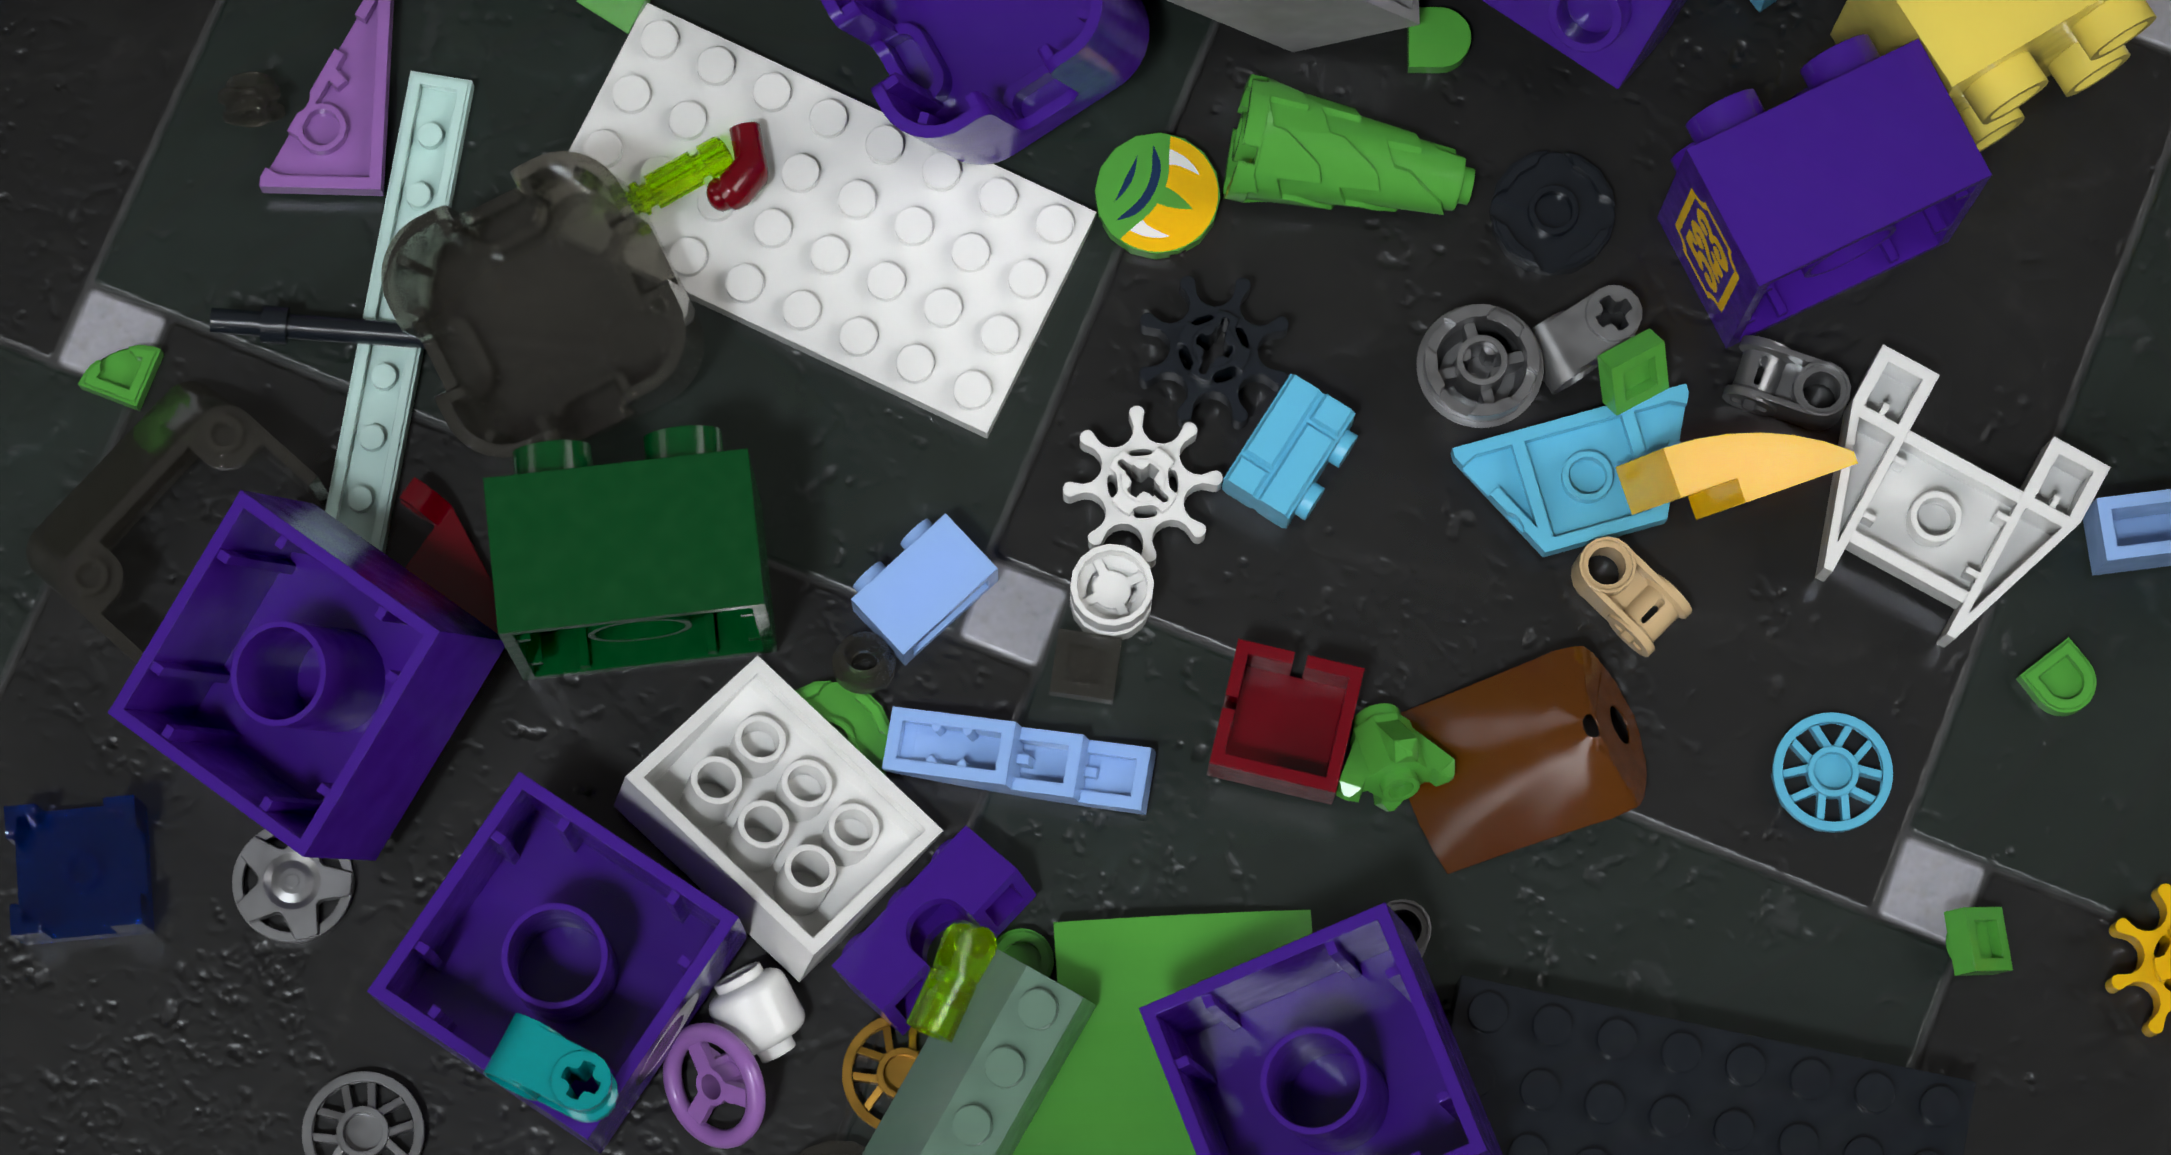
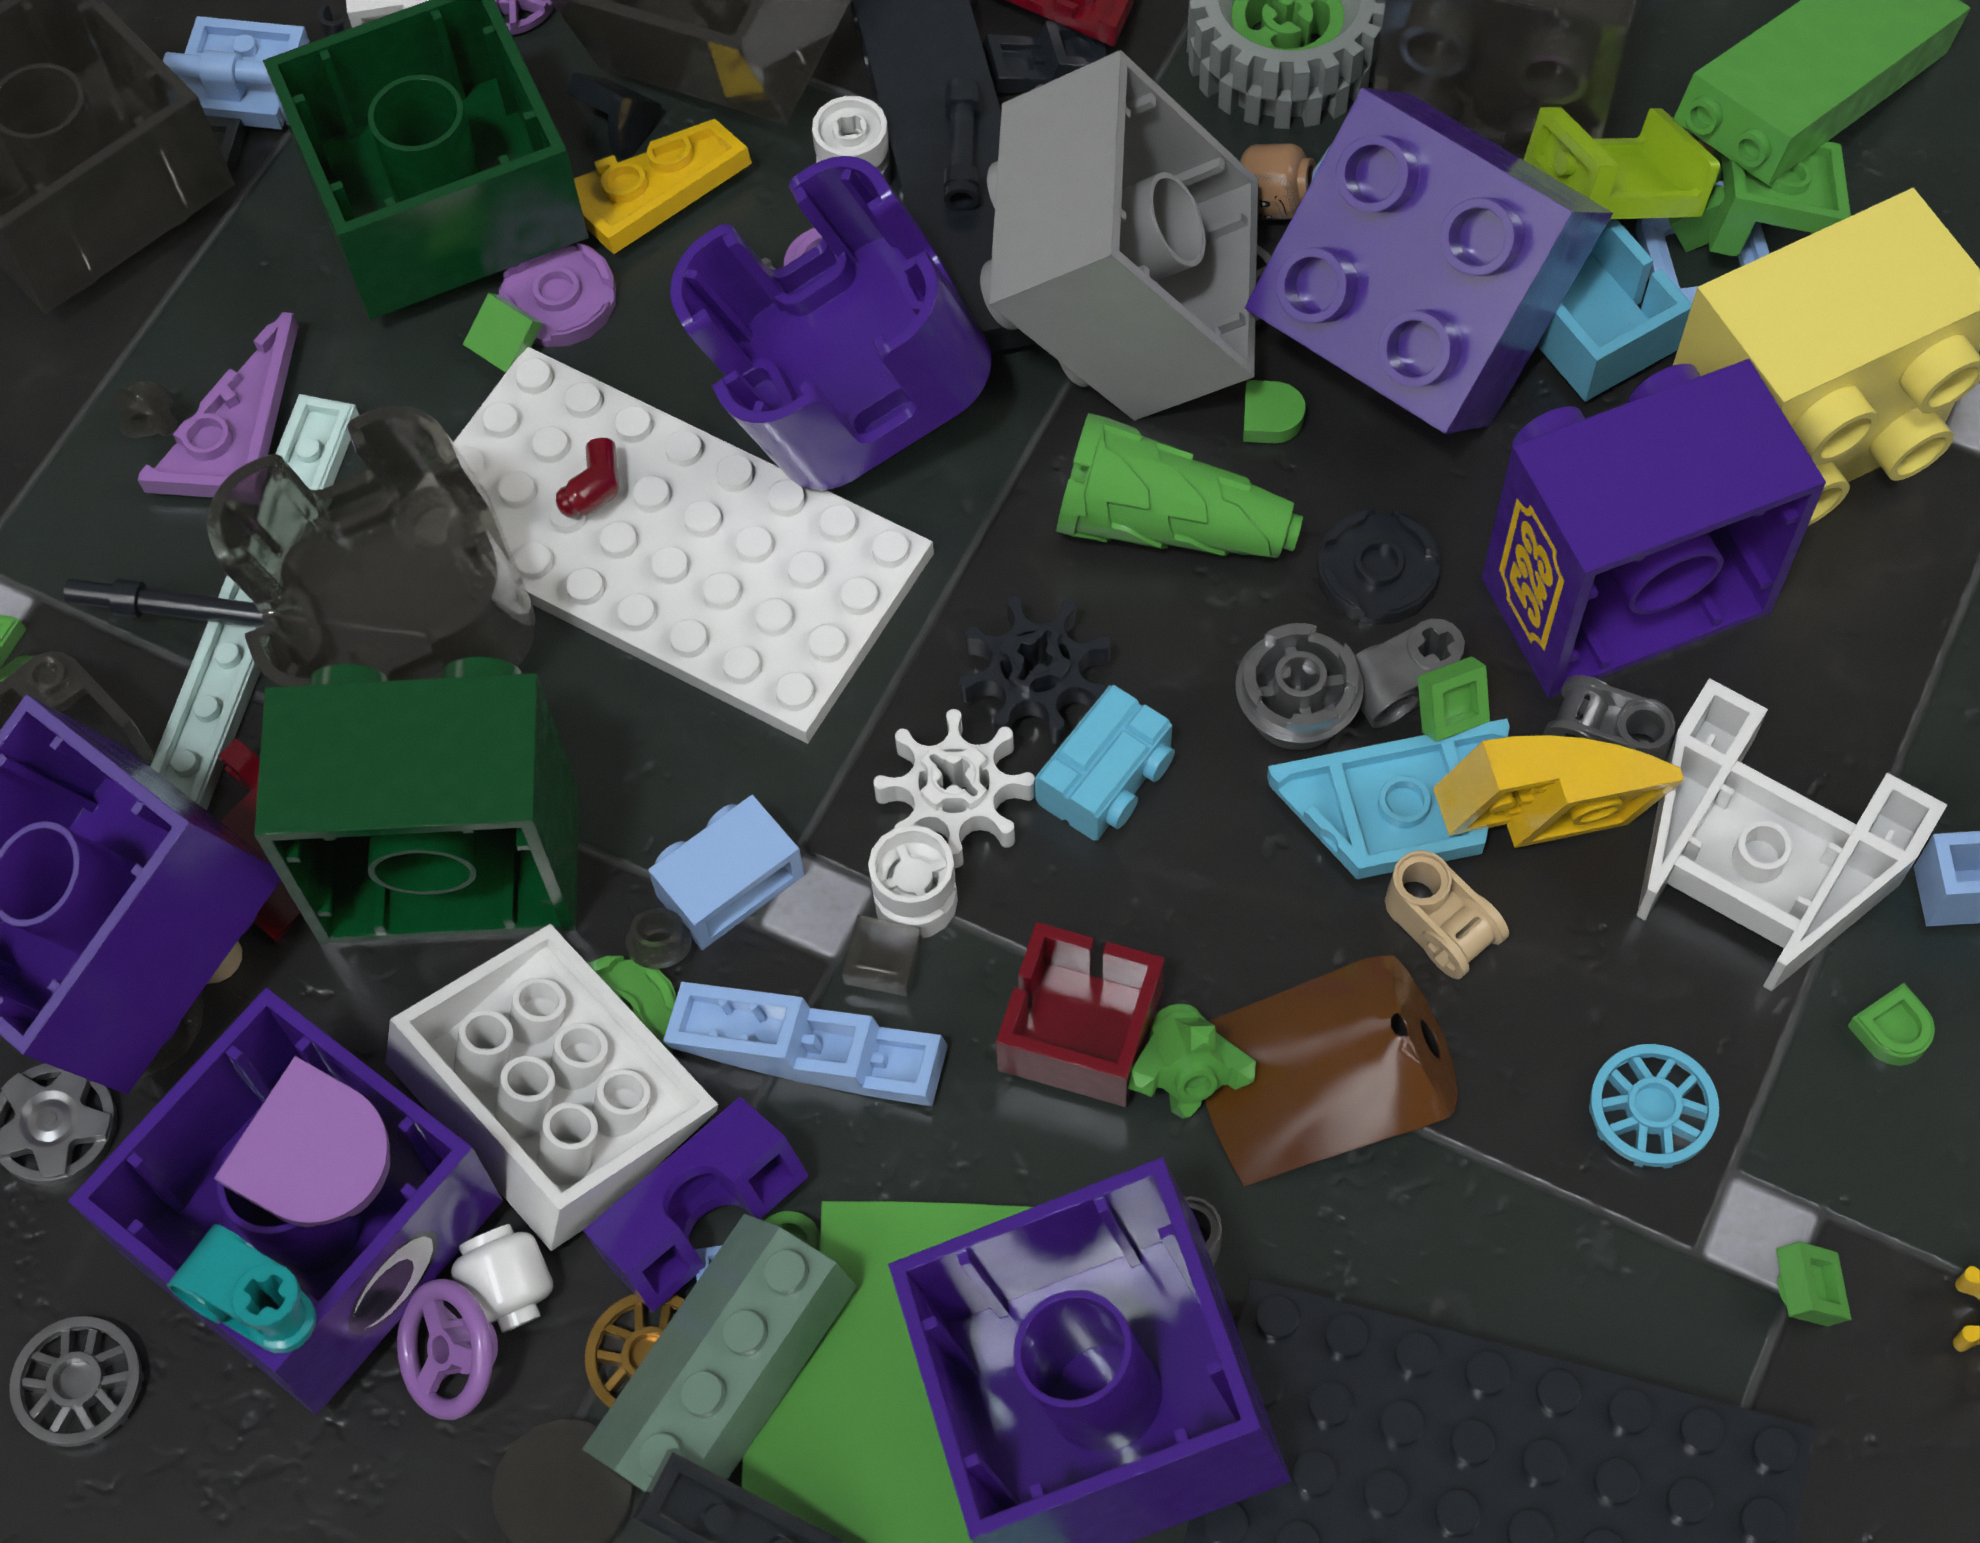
camera: 10 degrees right, 15 degrees down
(590, 931) = (310, 1150): none -> medium lavender tile
(683, 174) = (534, 483): clear neon green axle -> none
(952, 980) = (704, 1249): clear neon green bar -> none
(1157, 195) = (993, 533): tile -> none

